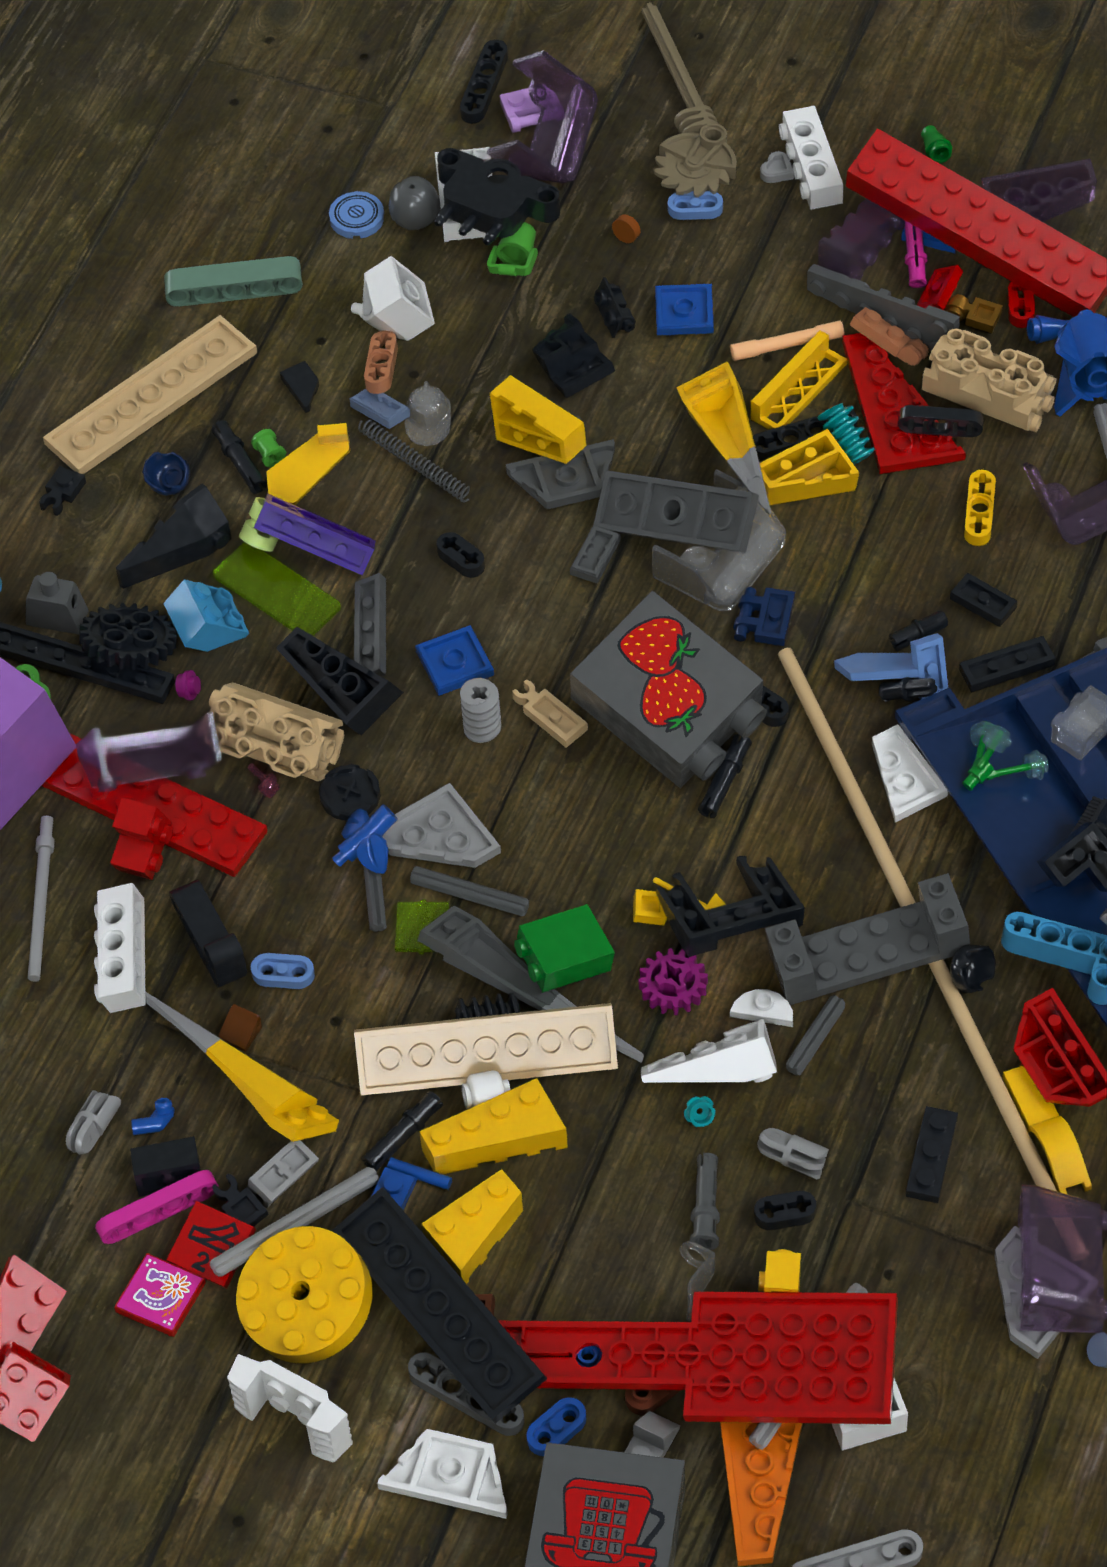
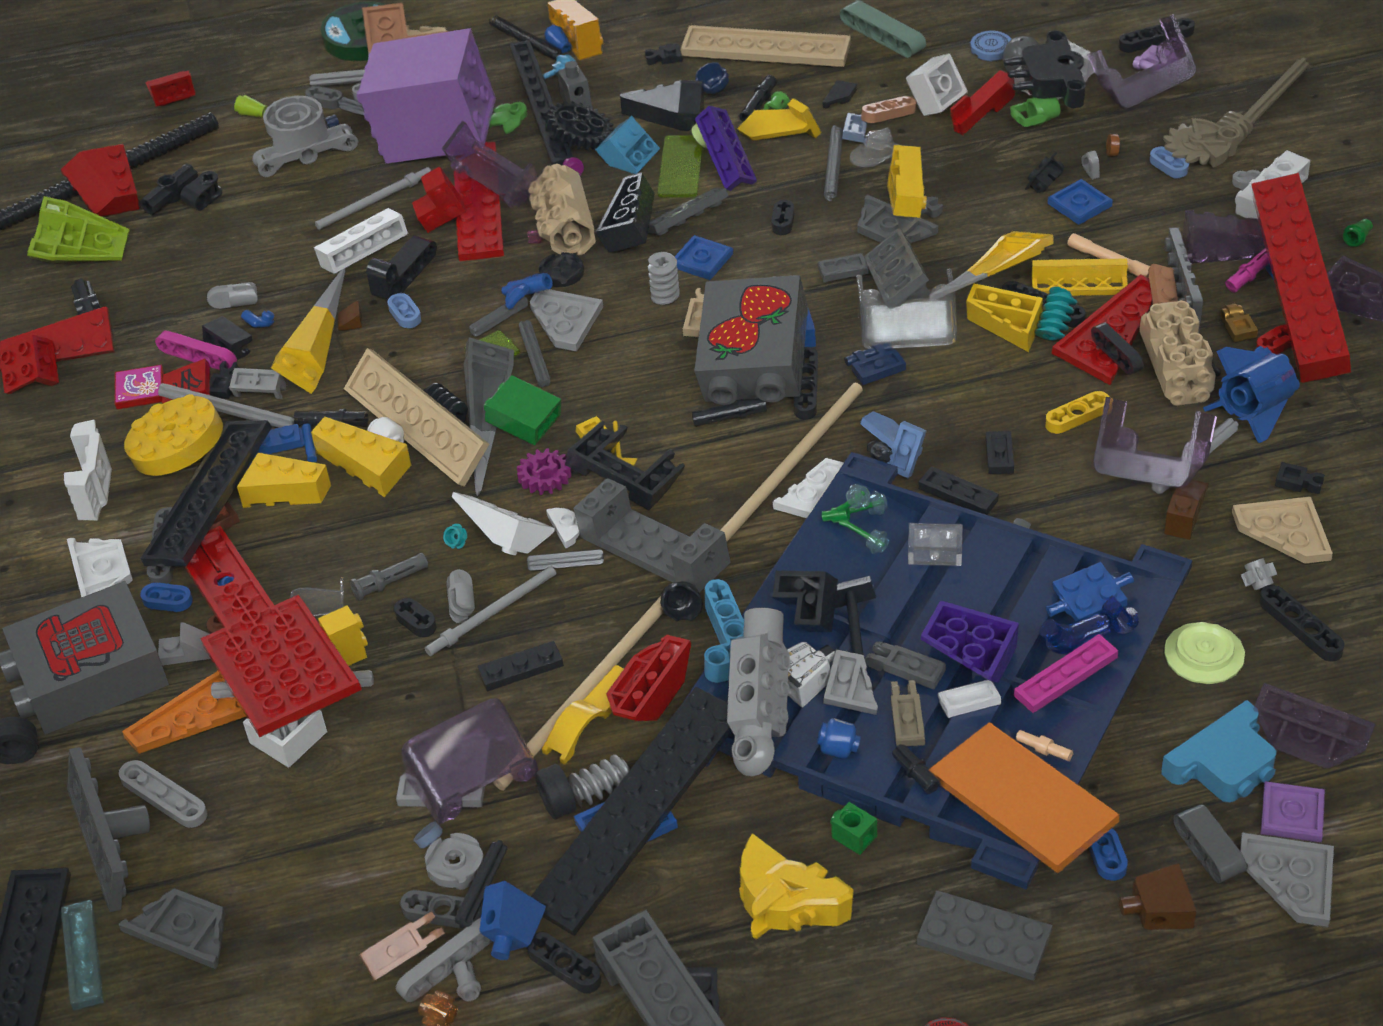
camera: 55 degrees right, 10 degrees down
(456, 279) = (991, 95): none -> red piece
(572, 358) = (985, 178): black slope -> none
(638, 263) = (1091, 164): none -> light grey tile
(841, 1191) = (451, 636): none -> light grey bar
(918, 630) = (943, 436): black axle -> none
(940, 287) = (1245, 296): red hinge -> none

